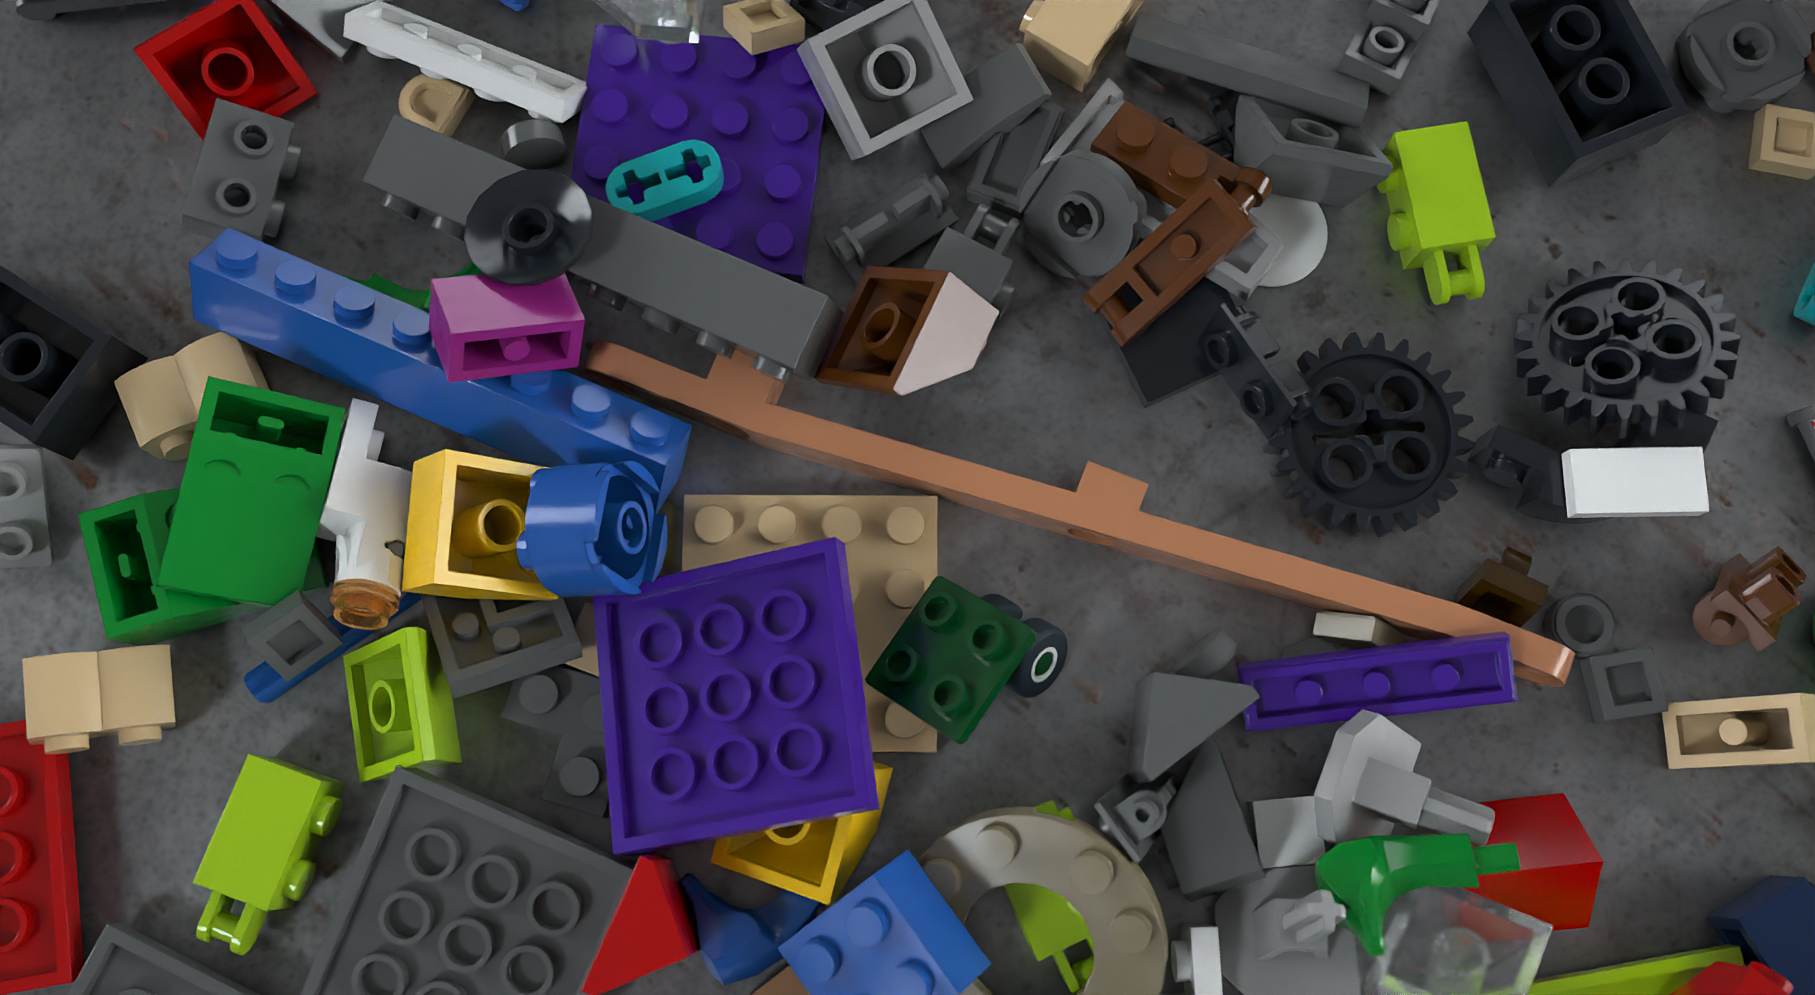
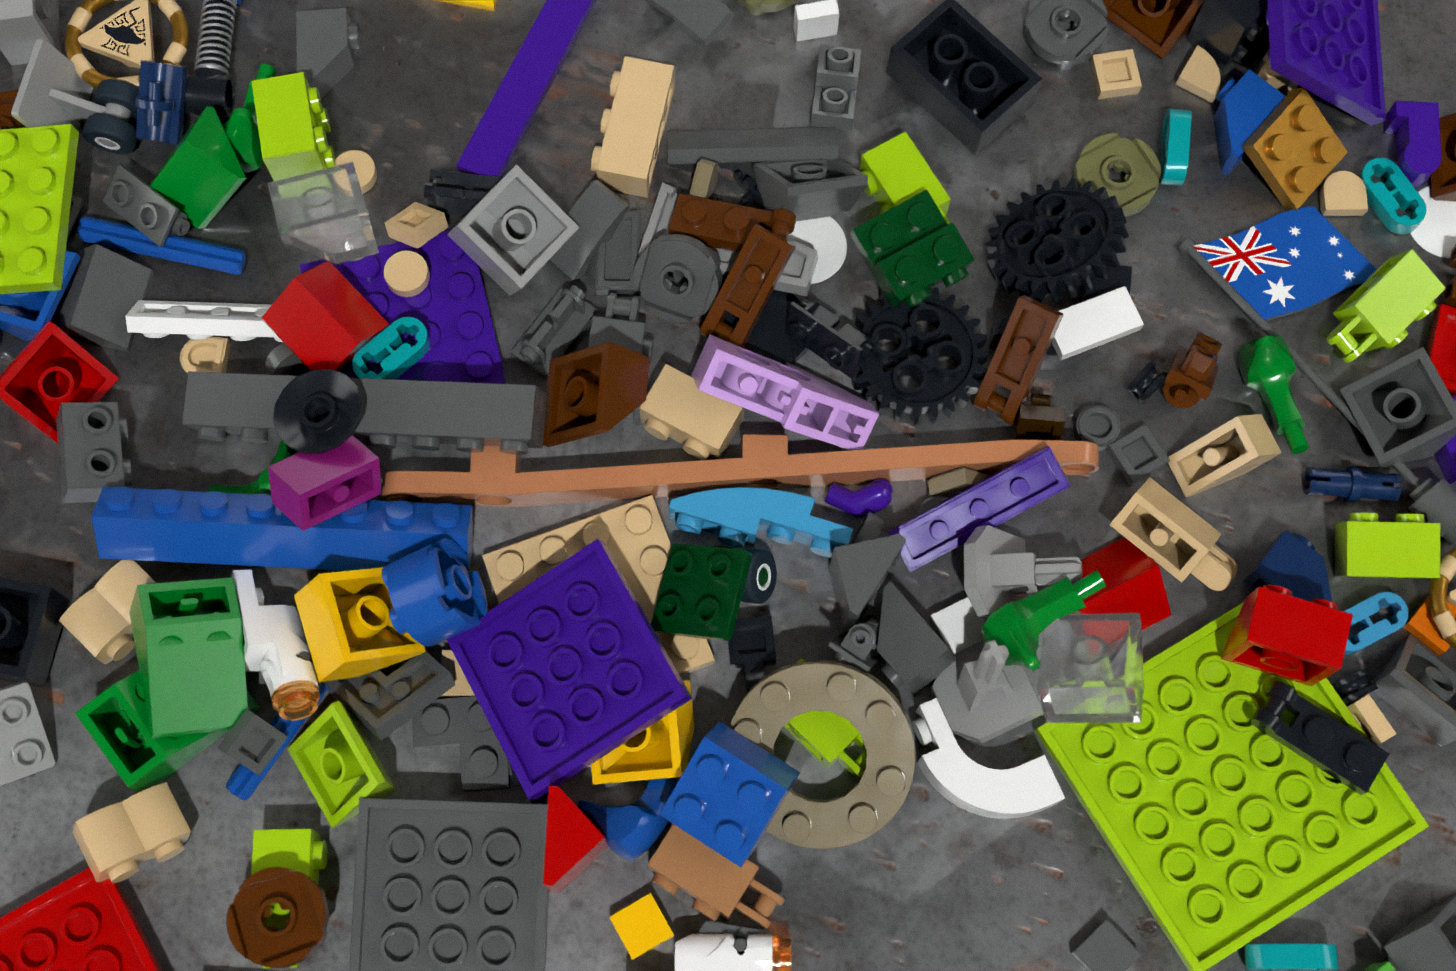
camera: 25 degrees left, 5 degrees down
(199, 918) = (254, 904): none -> reddish brown plate
(593, 104) = (323, 318): none -> red slope
(724, 83) = (406, 273): none -> tan tile
(993, 756) = (752, 648): none -> black plate
(1029, 407) = (689, 415): none -> tan brick
(1047, 565) = (743, 512): none -> dark azure slope
(1165, 426) = (784, 394): none -> lavender brick
(1167, 92) = (704, 178): none -> dark tan tile
(1223, 609) = (858, 503): none -> dark purple arm
(1417, 290) = (912, 250): none -> dark green plate
(1511, 492) = (1018, 357): none -> reddish brown plate
(1637, 825) = (1174, 537): none -> tan brick
(1677, 589) = (1147, 382): none -> black bush
(1772, 267) = (1121, 154): none -> olive plate

